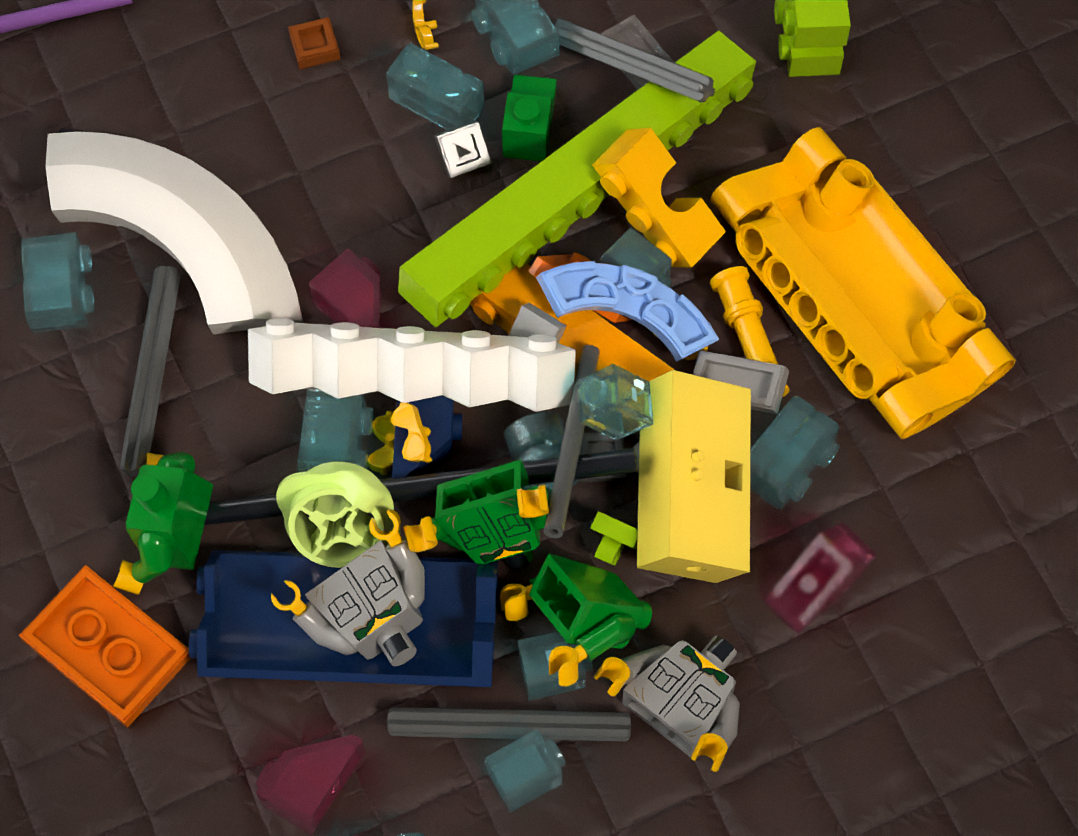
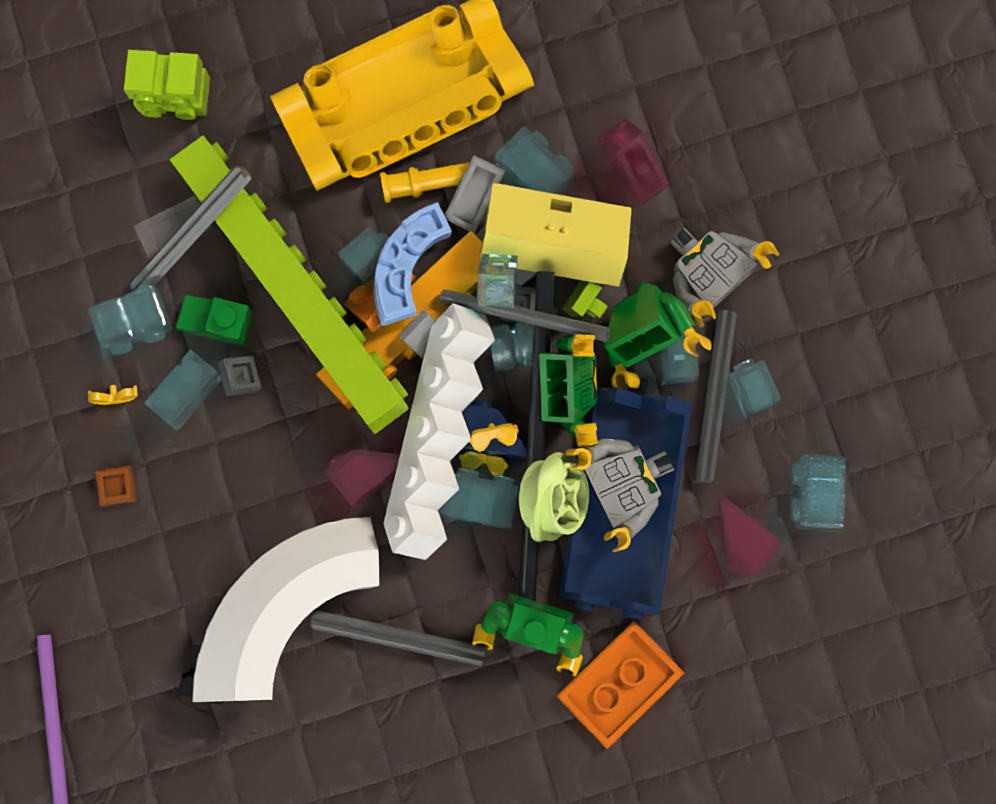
camera: 75 degrees left, 15 degrees up
(56, 282) = (314, 708): clear light blue brick -> none
(634, 174) = (307, 237): yellow arch -> none

